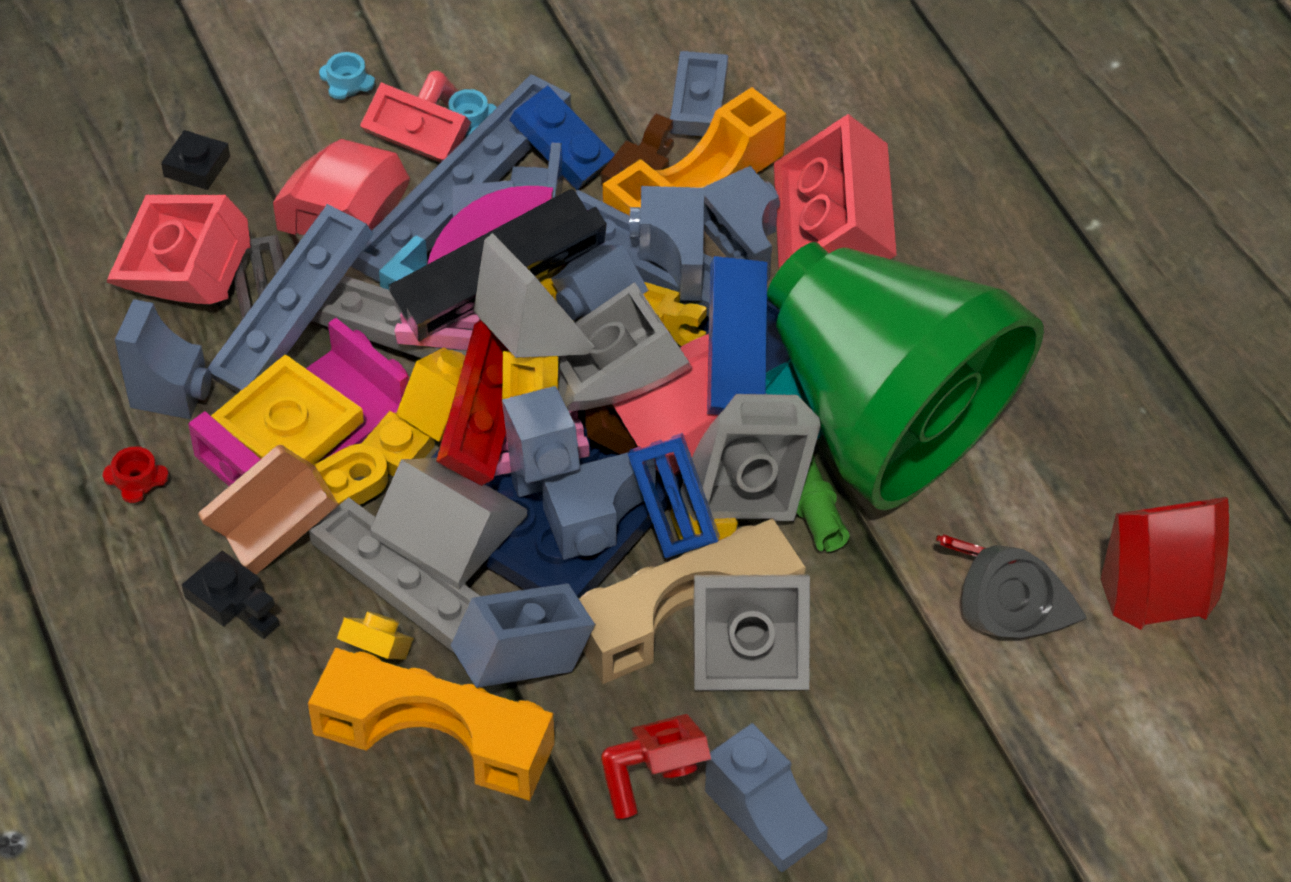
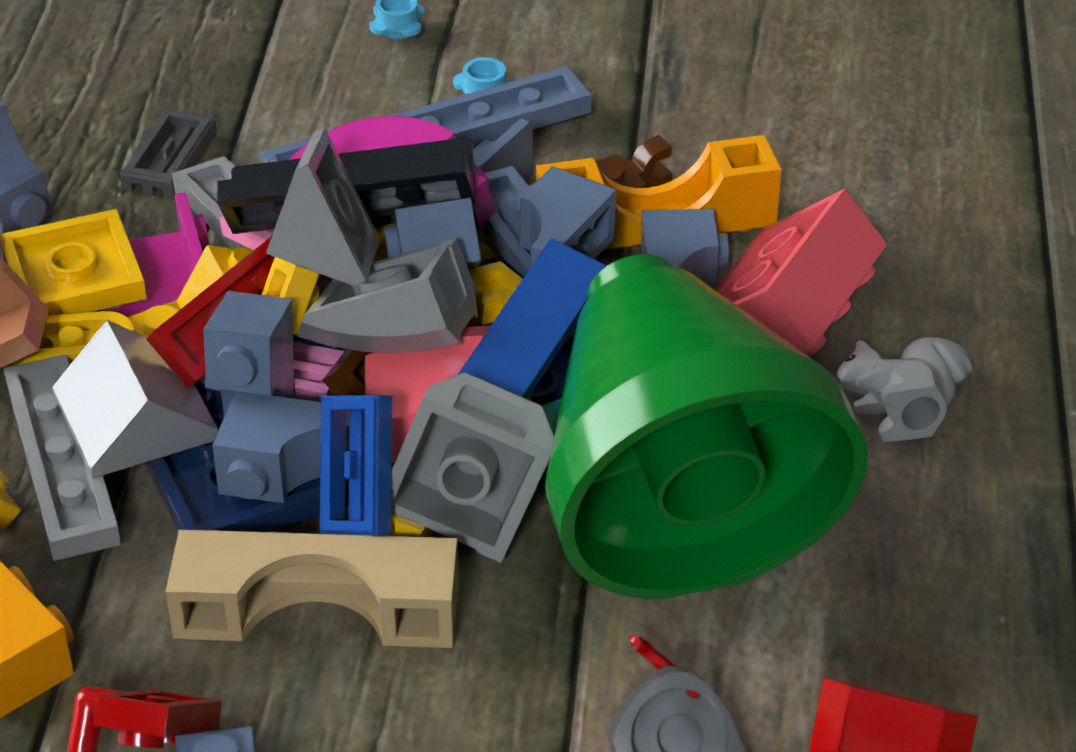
camera: 30 degrees right, 10 degrees down
(183, 248) = (112, 96): coral slope -> none
(195, 160) = (202, 38): black plate -> none
(291, 298) = (166, 160): sand blue plate -> none
(347, 176) = (298, 97): coral slope -> none
(417, 121) = (425, 69): coral plate -> none
(522, 635) = (100, 538): sand blue brick -> none
(550, 120) = (555, 119): blue plate -> none
(698, 91) = (733, 120): sand blue plate -> none
(751, 632) = (352, 646): light grey slope -> none
(820, 512) = (534, 555): bright green pin -> none
(977, 249) = (908, 389): none -> light grey animal

